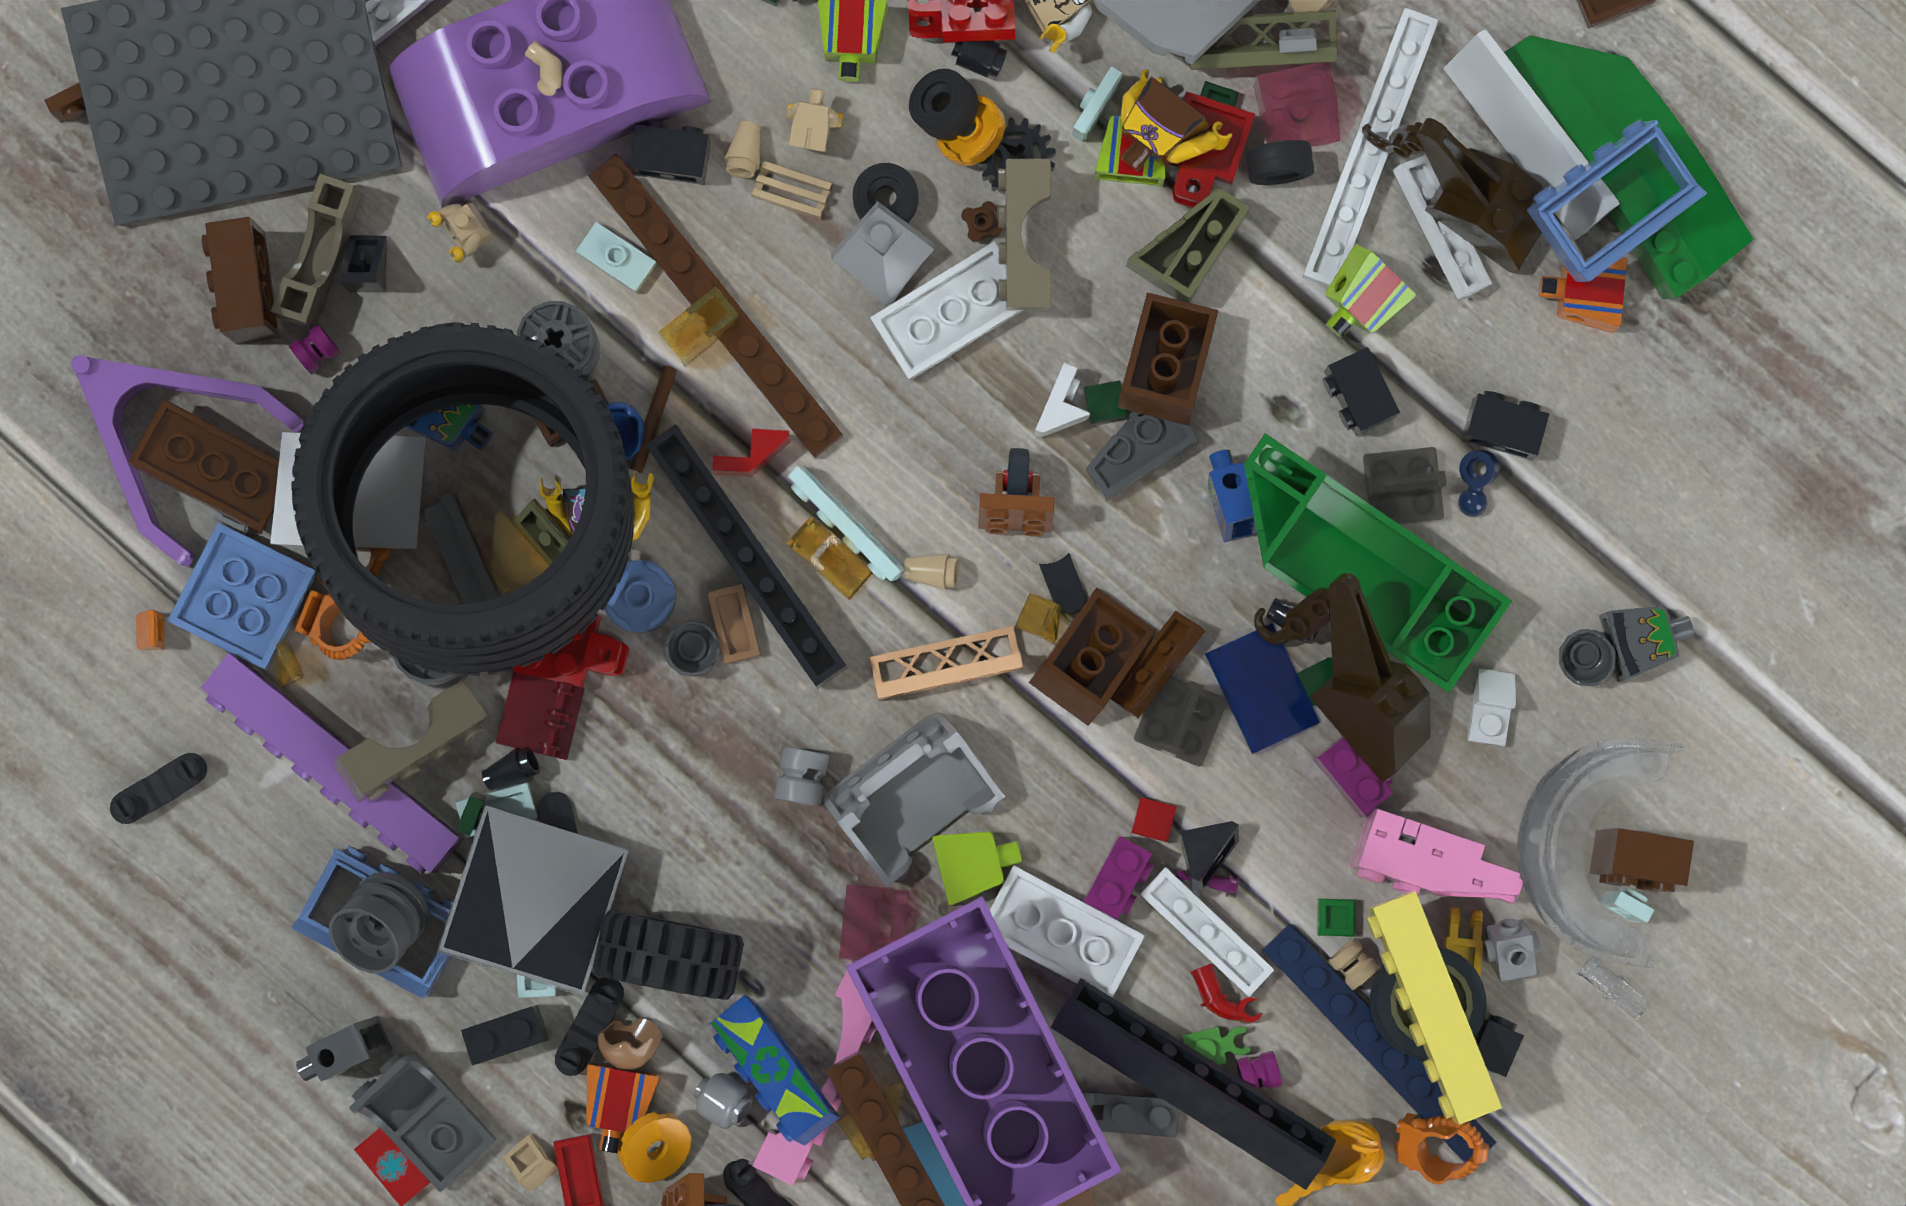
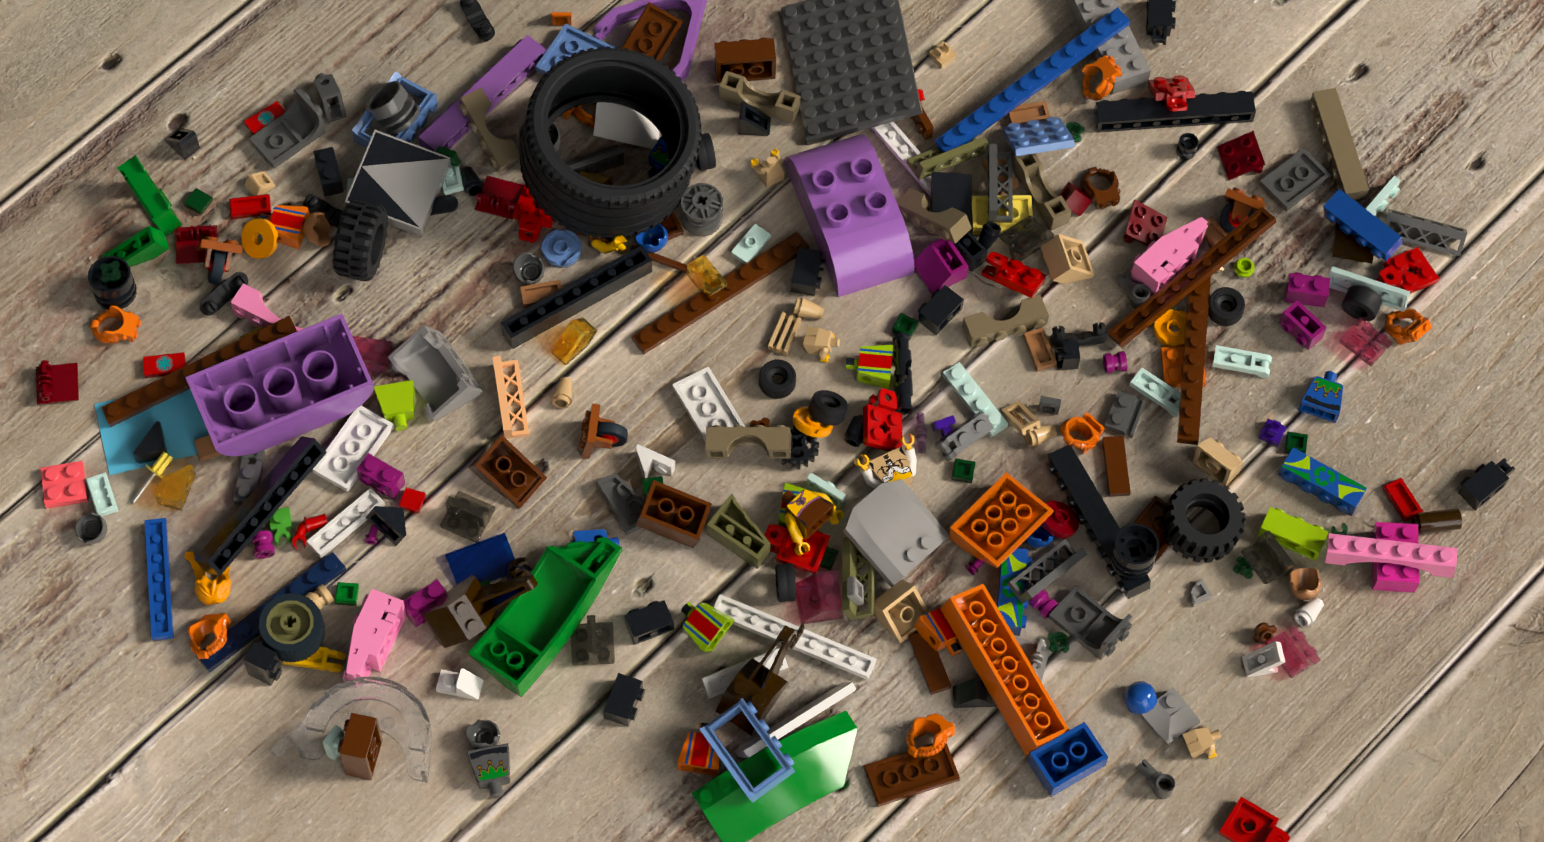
camera: 90 degrees right, 20 degrees down
(288, 665) = (534, 79): clear yellow slope -> none
(308, 354) = (707, 96): magenta wheel -> none
(550, 68) = (848, 196): tan arm -> none
(722, 1100) = (280, 274): light grey head -> none
(764, 447) = (636, 308): red slope -> none
(774, 1071) = (293, 295): blue brick -> none
(801, 776) = (446, 317): light grey wheel -> none
(834, 513) = (593, 349): light aqua plate -> none
(882, 253) = (744, 374): light grey plate -> none
(1040, 618) = (532, 447): clear yellow slope -> none
(1064, 584) = (551, 462): black piece -> none
(1157, 664) = (500, 504): reddish brown tile -> none
(1434, 1007) = (286, 616): light yellow brick -> none
(1473, 501) = (598, 684): dark blue plate -> none
(1511, 949) = (316, 680): light grey brick -> none

